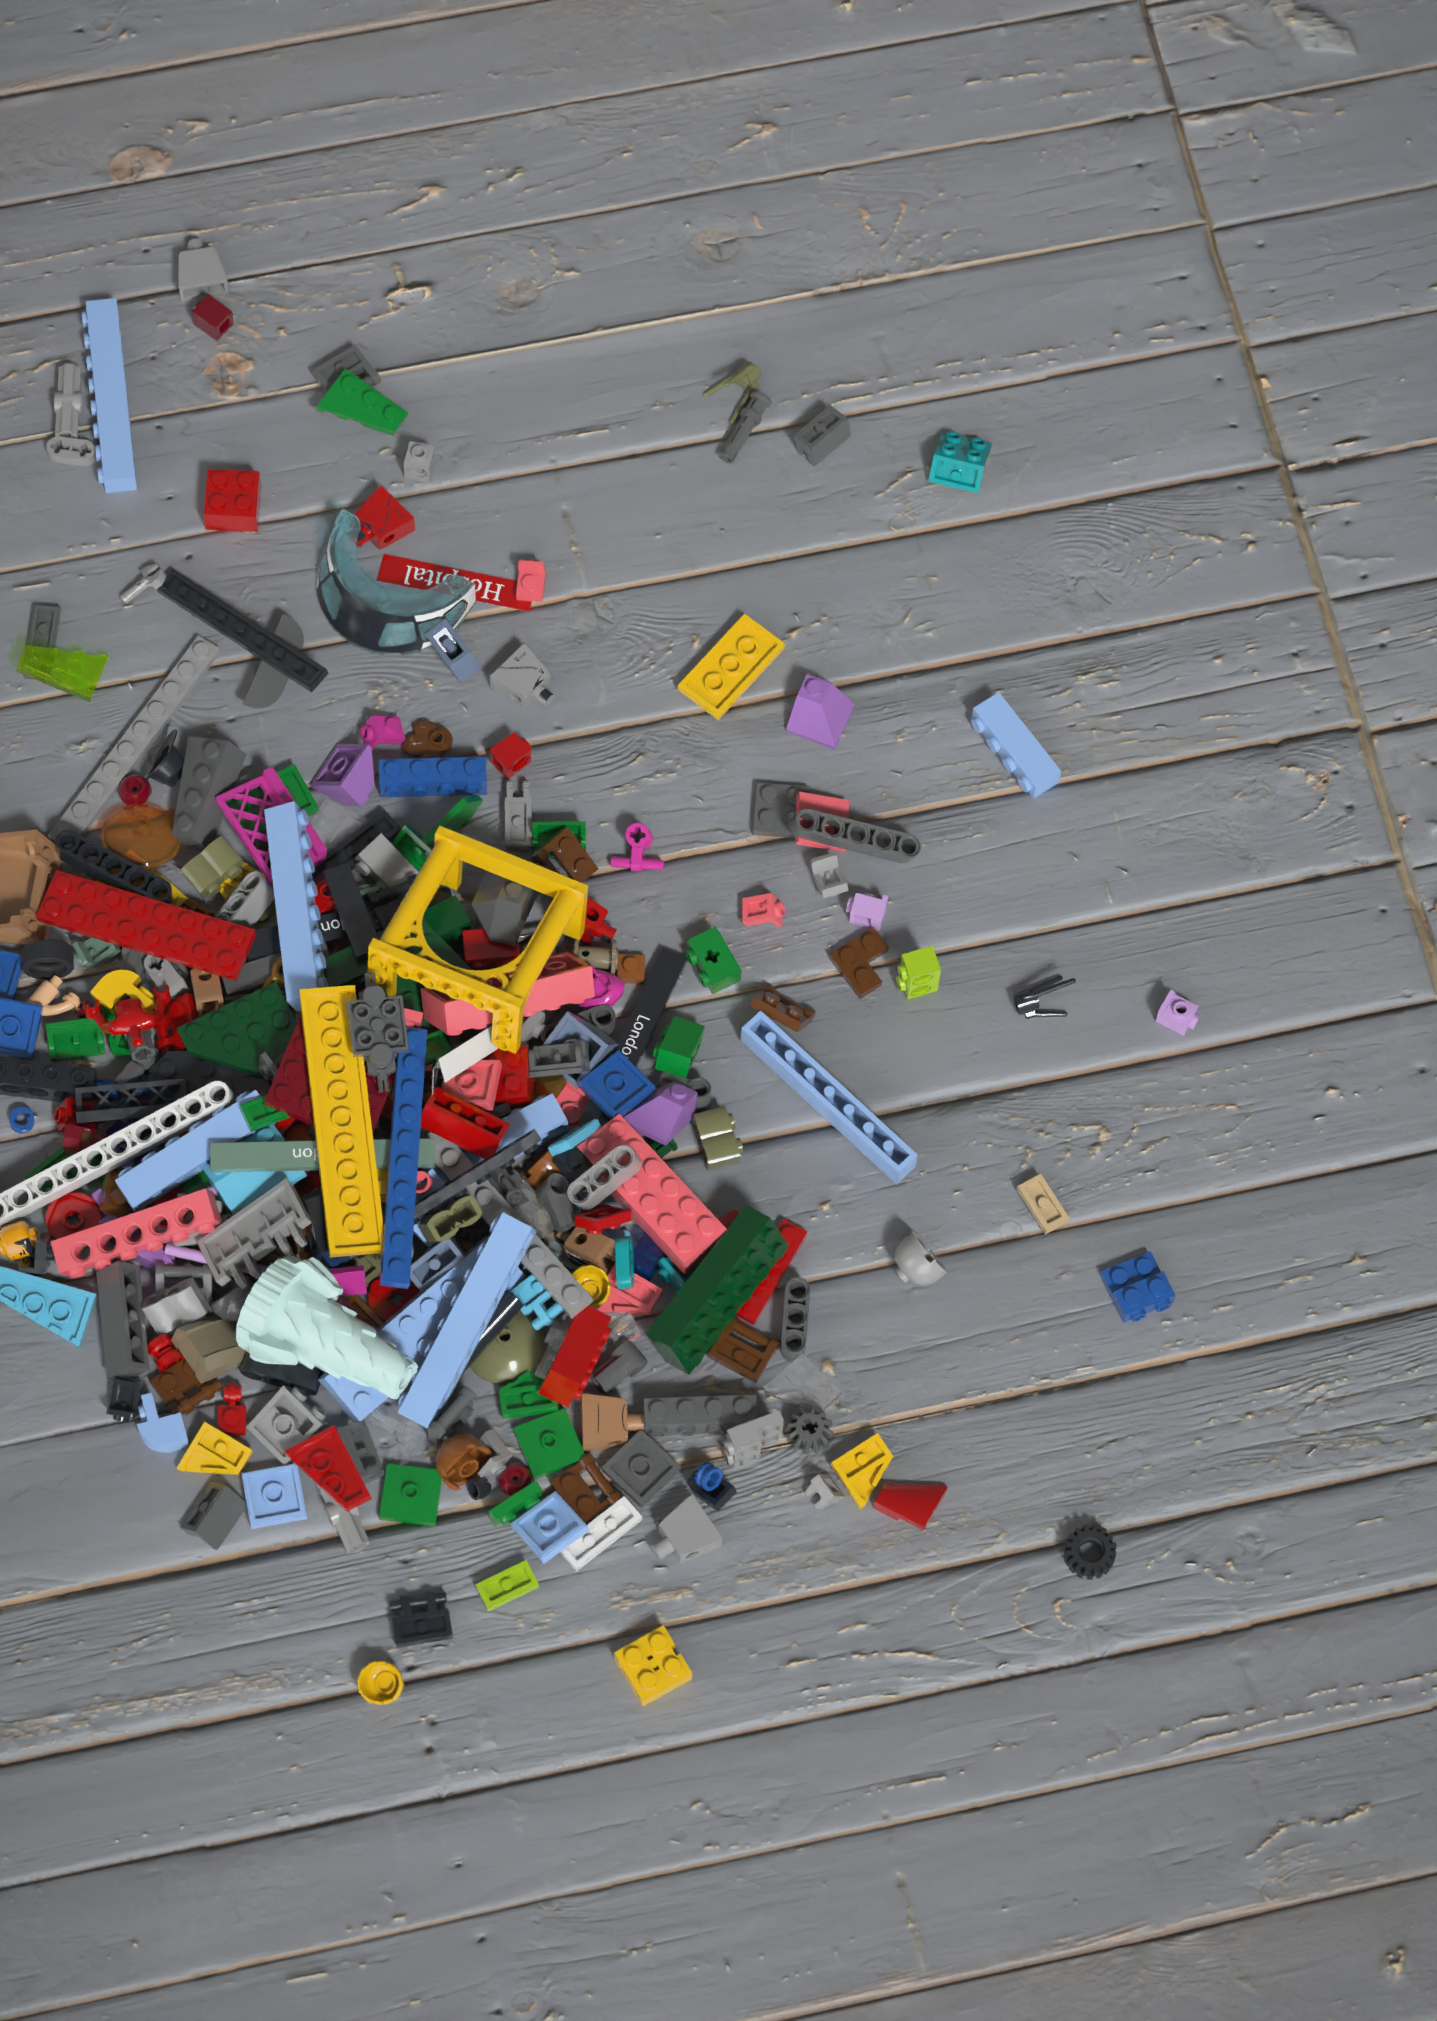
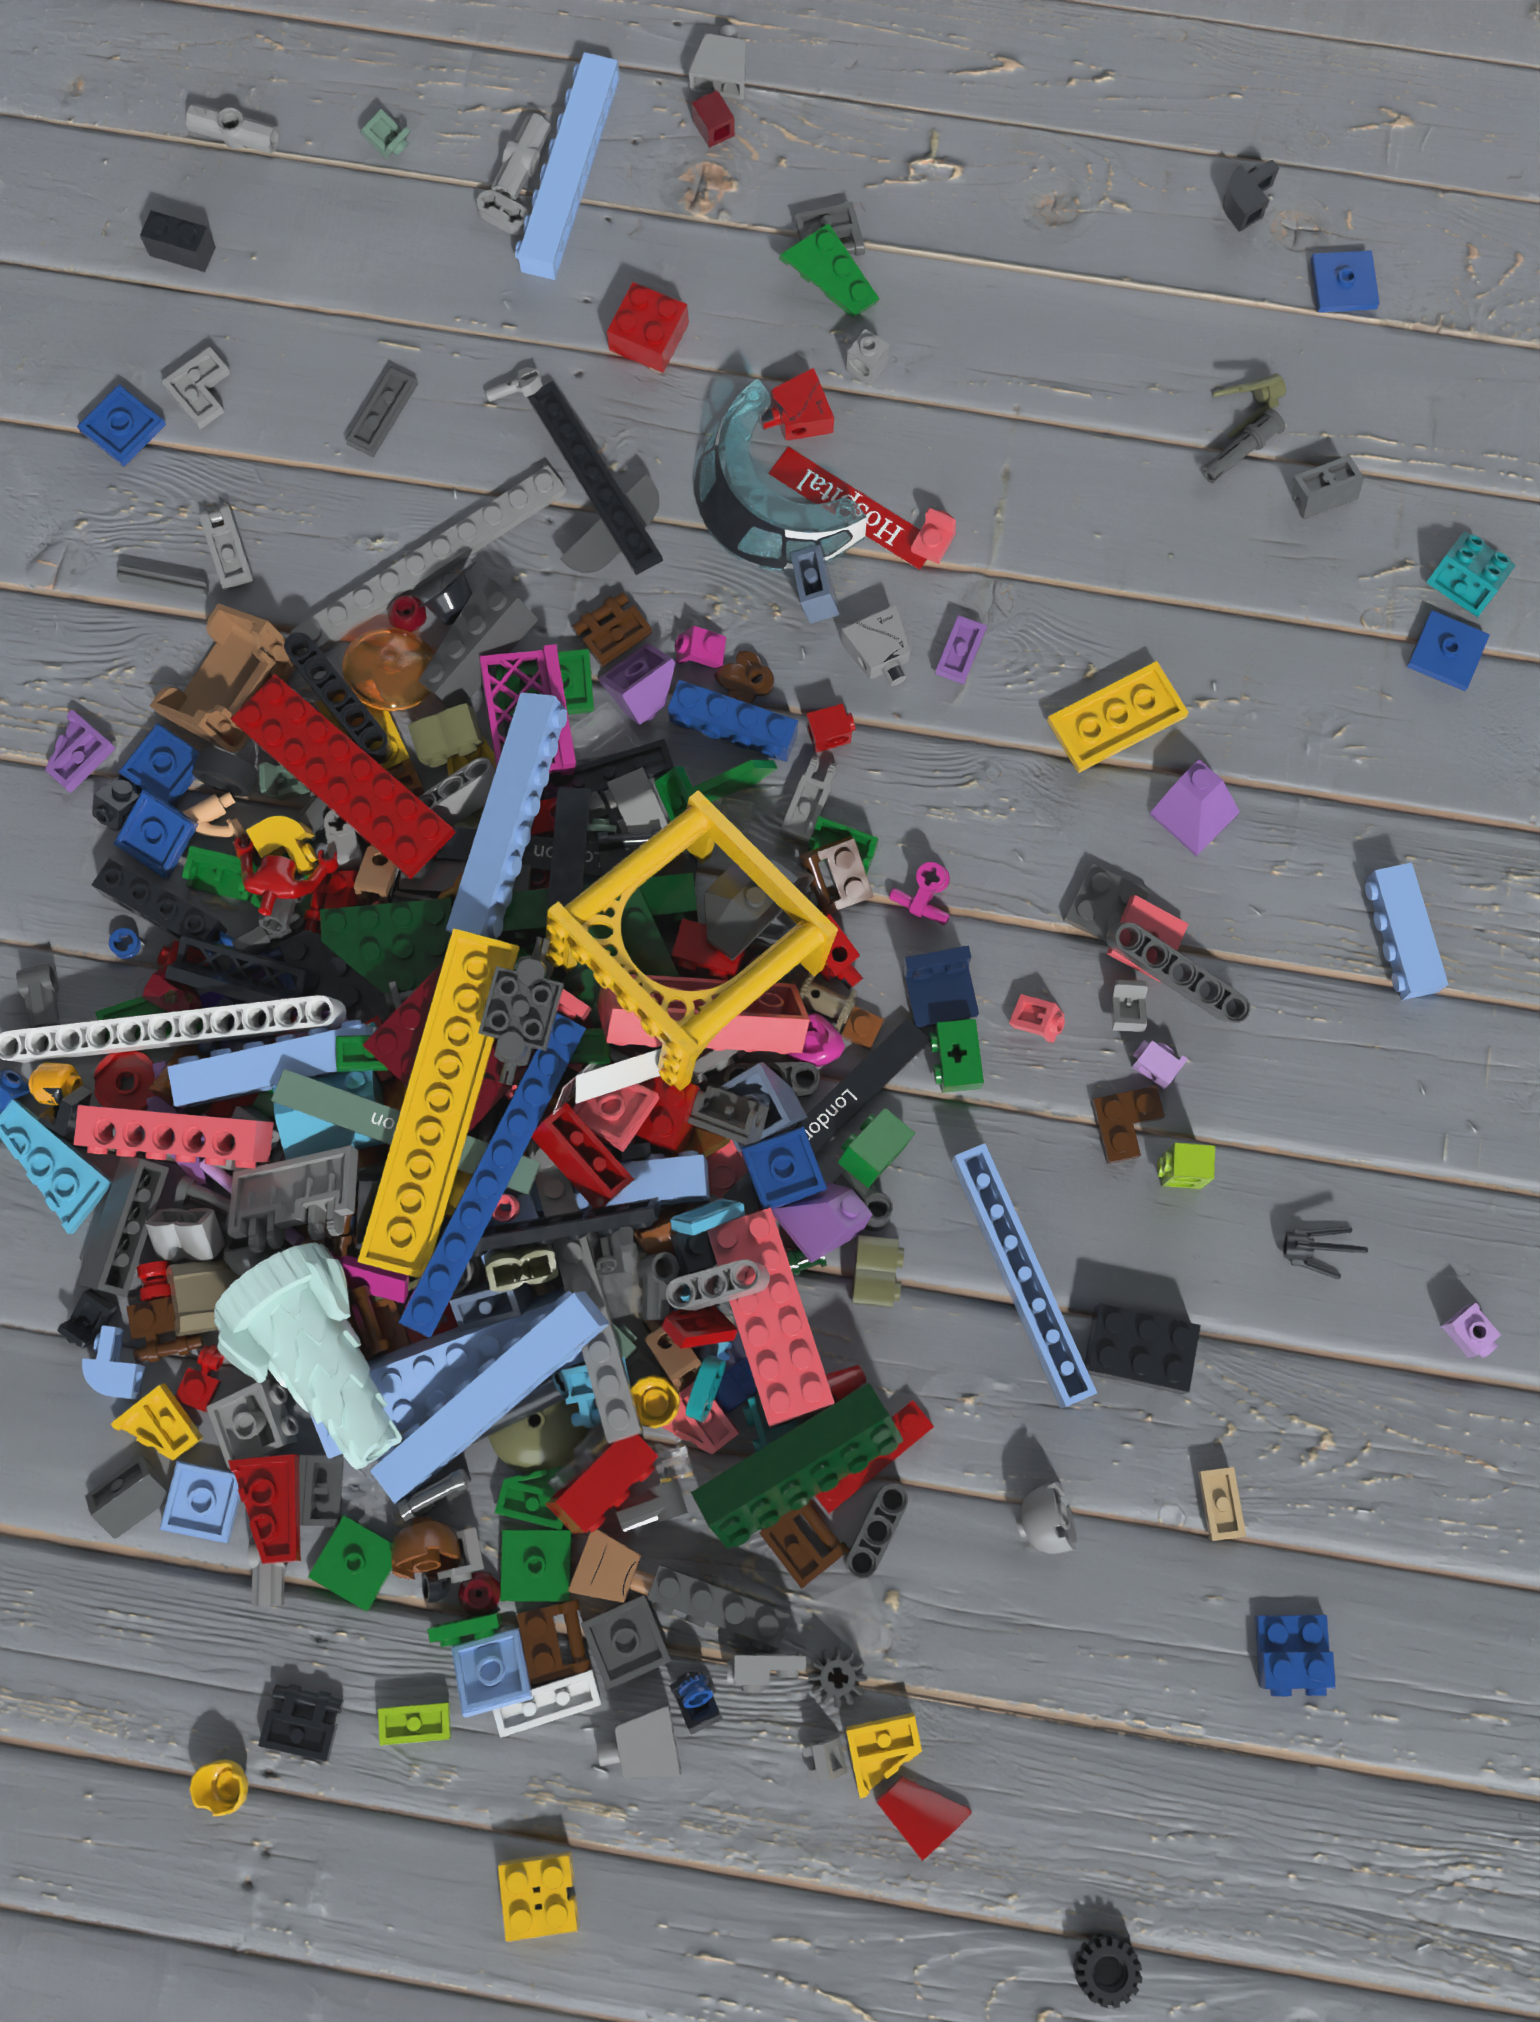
camera: 25 degrees right, 10 degrees up
(66, 671) = (389, 453): clear neon green wing -> none
(312, 745) = (615, 636): none -> reddish brown plate
(588, 659) = (961, 649): none -> medium lavender plate
(665, 231) = (1244, 196): none -> black brick
(677, 913) = (940, 986): none -> dark blue bracket
(772, 271) = (1344, 281): none -> blue plate
(783, 1009) = (1012, 1147): reddish brown plate -> none
(939, 1116) = (1142, 1349): none -> black brick
(965, 526) = (1448, 650): none -> blue plate

